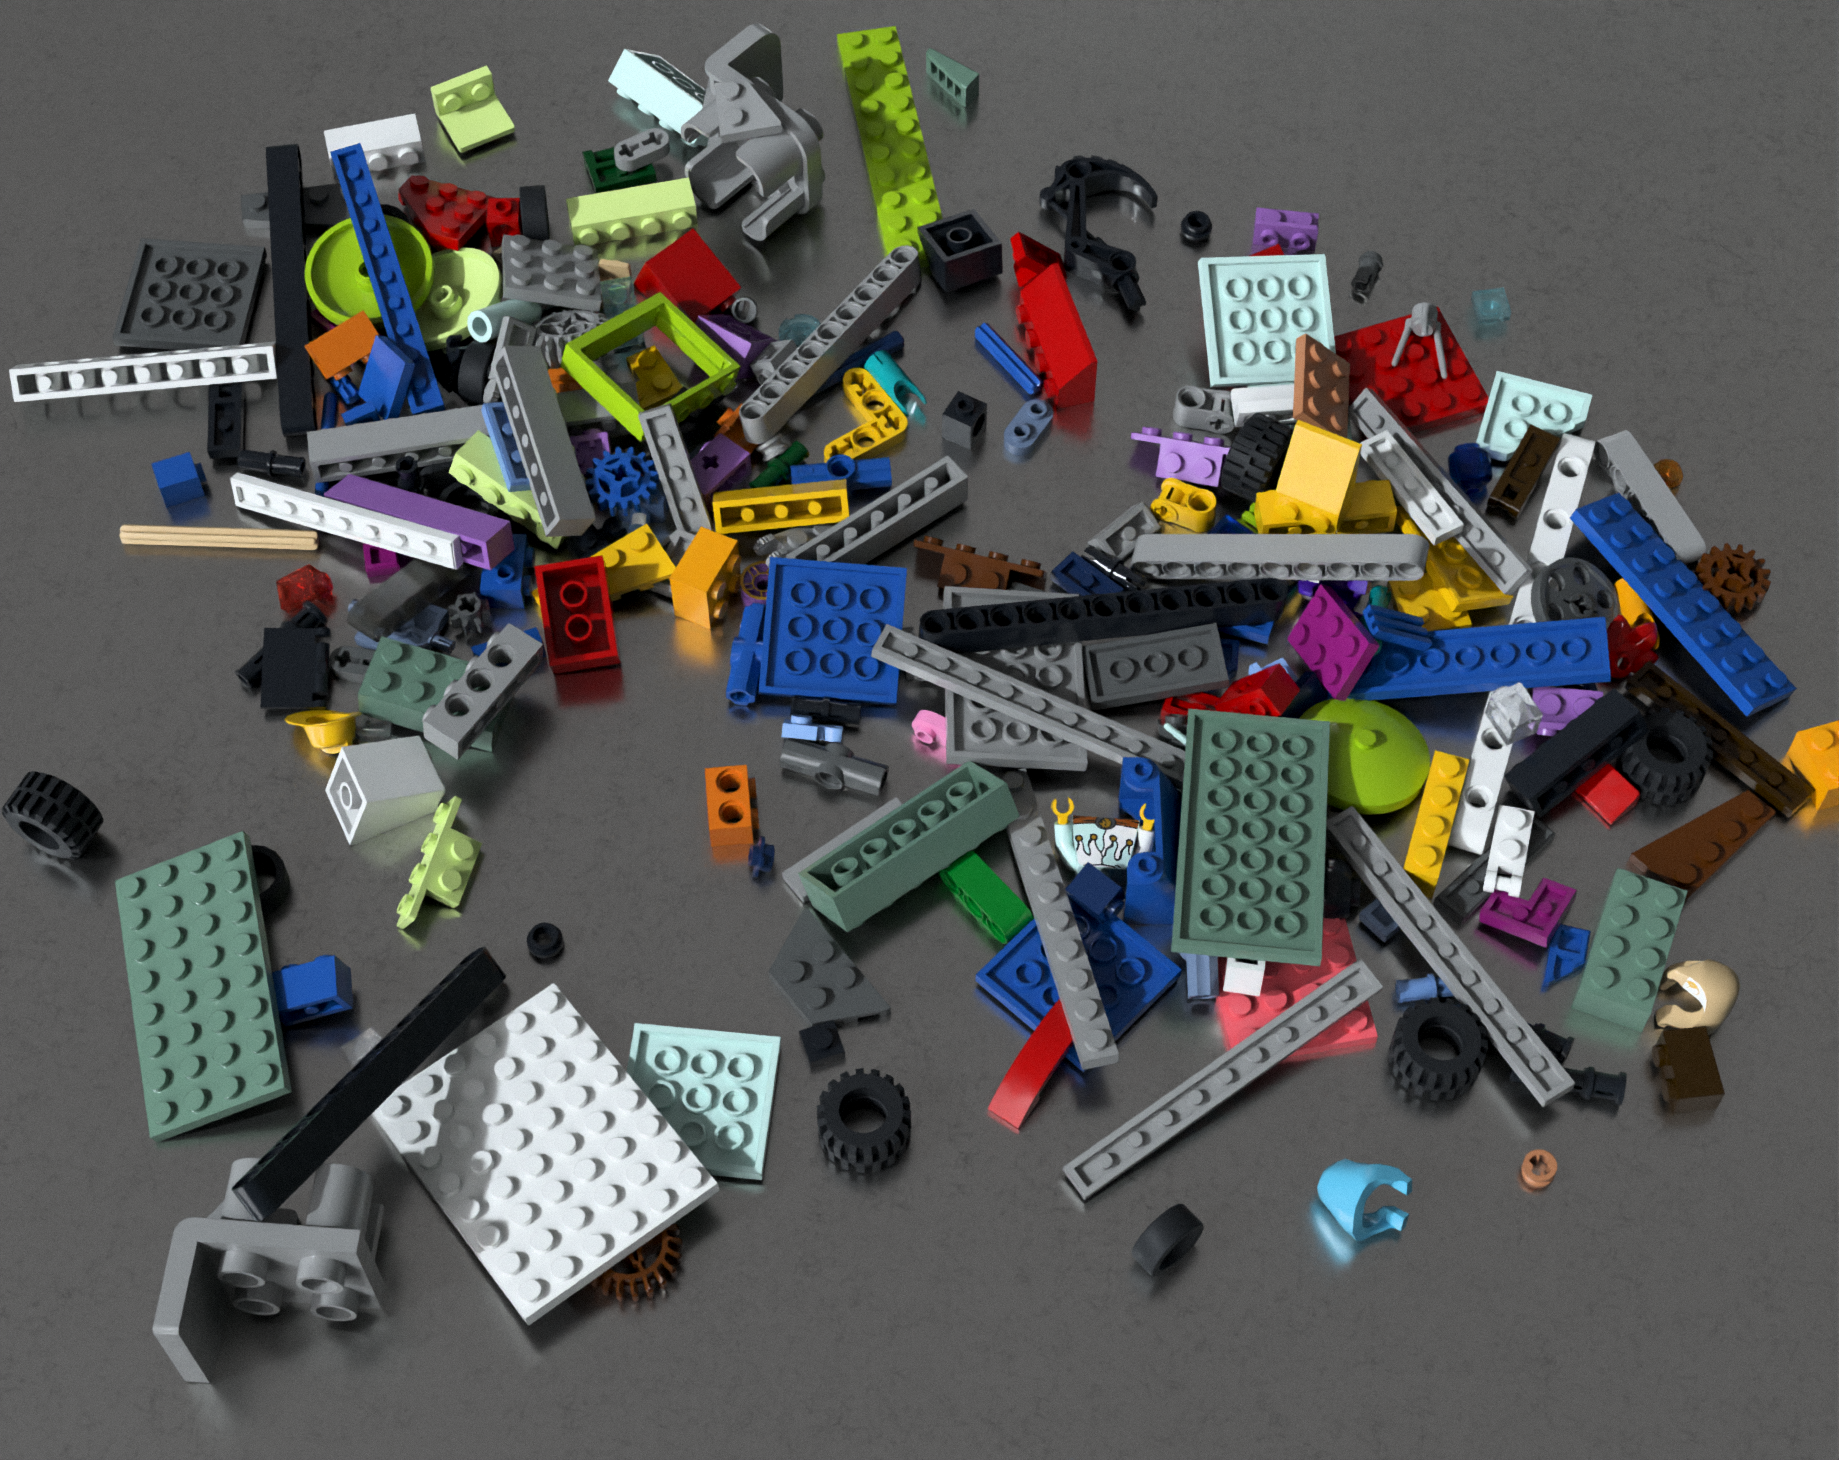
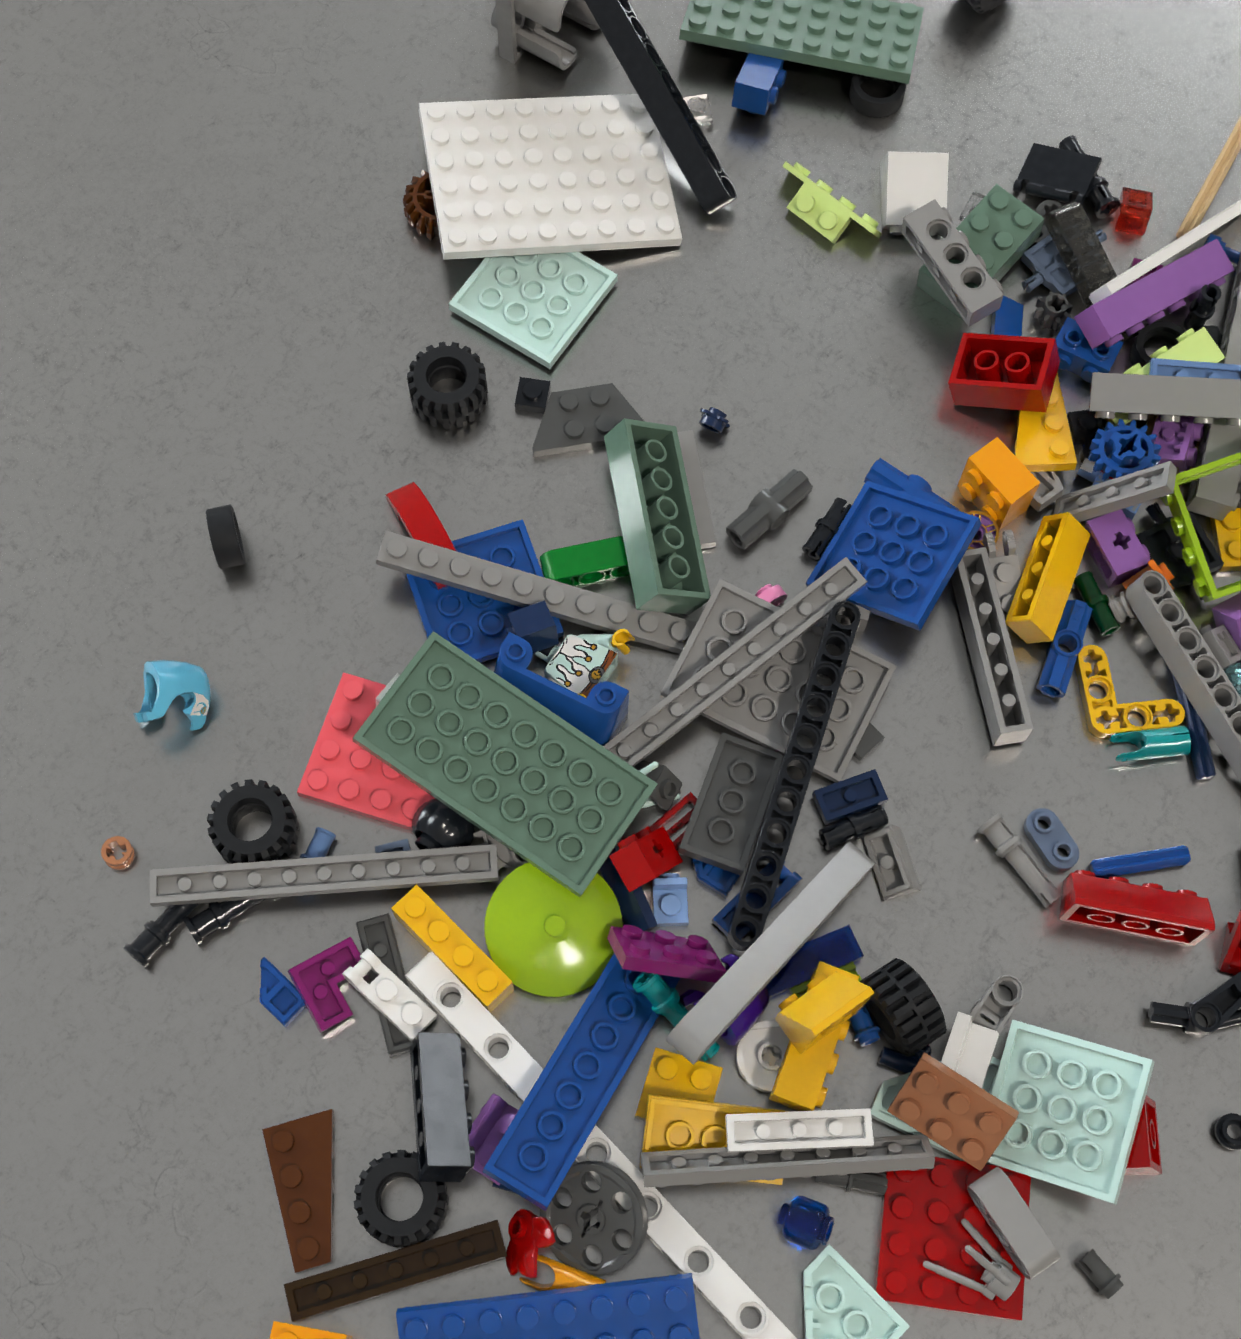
camera: 115 degrees right, 10 degrees up
(327, 728) = (992, 168): yellow piece -> none
(544, 931) = (728, 244): black plate -> none
(729, 805) = (775, 410): orange brick -> none
(803, 728) = (813, 503): light blue plate -> none
(964, 420) = (1078, 779): black brick -> none
(966, 569) = (910, 712): reddish brown bracket -> none
(1057, 450) = (1010, 847): none -> light grey pin
(1185, 505) = (897, 923): yellow piece -> none
(1187, 458) = (950, 953): bracket -> none
(1222, 1079) = (327, 654): light grey plate -> none
(1285, 228) = (1193, 1224): medium lavender bracket -> none
(1375, 327) = (1013, 1223): none -> light grey beam
(1396, 627) = (635, 1039): blue tile -> none
(1513, 713) = (506, 1068): clear brick -> none
(1524, 470) = (775, 1274): dark brown plate -> none
(1609, 794) = (395, 1130): red slope -> none
(1629, 950) = (244, 1042): sand green brick -> none
(1688, 1070) = (115, 1020): dark brown brick -> none
(1710, 983) = (159, 1069): tan piece -> none

